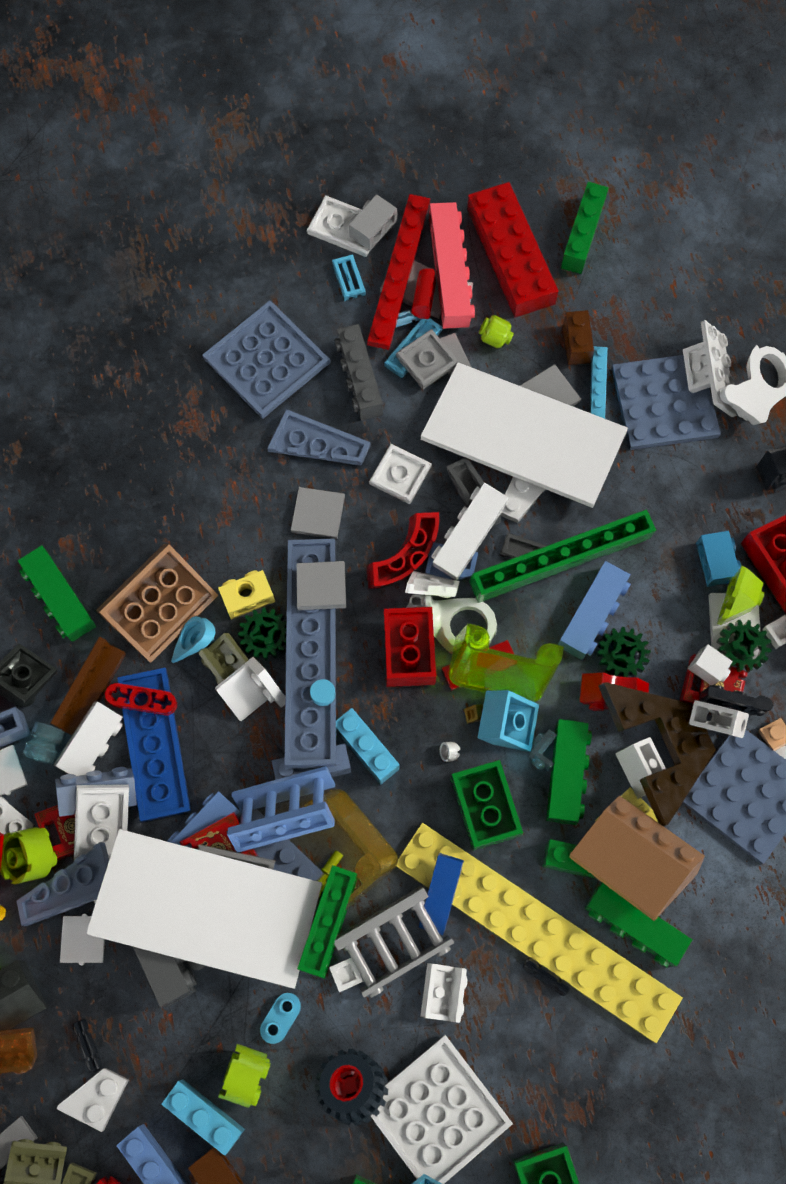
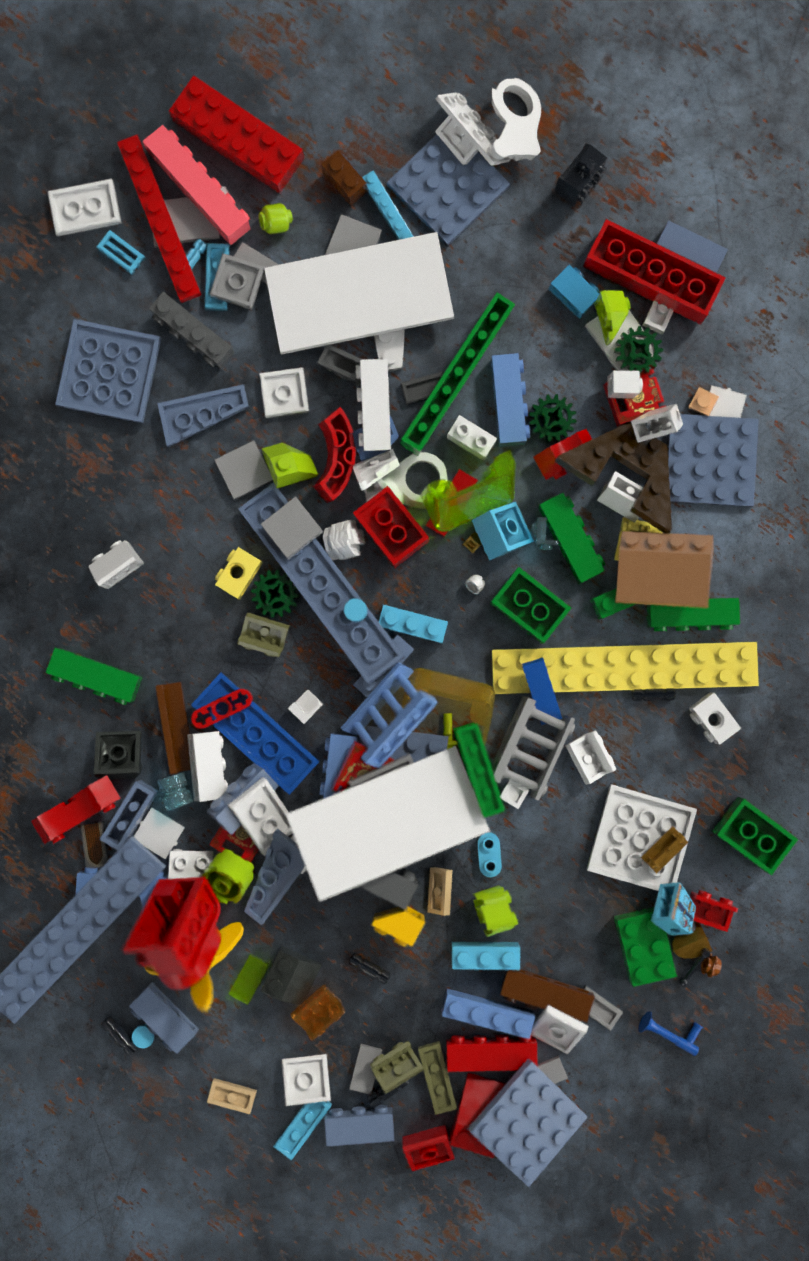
camera: 40 degrees left, 15 degrees up
(77, 945) = (307, 904): white piece -> none
(95, 1099) = (402, 997): white wing -> none
(146, 1020) = (399, 923): none -> yellow slope
(147, 514) = (115, 564): none -> white slope
(157, 602) = (175, 627): medium nougat slope -> none
(194, 636) = (224, 633): medium azure piece -> none
(207, 1018) = (439, 891): none -> tan plate
(215, 753) = (306, 706): none -> white panel
(249, 689) = (296, 644): white bracket -> none
(351, 1087) = (572, 864): black wheel -> none
(358, 630) = (343, 540): none -> white hair
(359, 534) = (288, 464): none -> lime slope
(372, 222) = (107, 190): light grey brick -> none
(424, 293) = (195, 226): red brick -> none
(452, 1140) = (664, 849): none -> pearl gold hinge
(537, 619) = (471, 438): none -> white brick
(584, 228) = (282, 72): green brick -> none
(597, 1059) = (725, 725): none -> white brick
(736, 700) = (660, 398): black hinge -> none

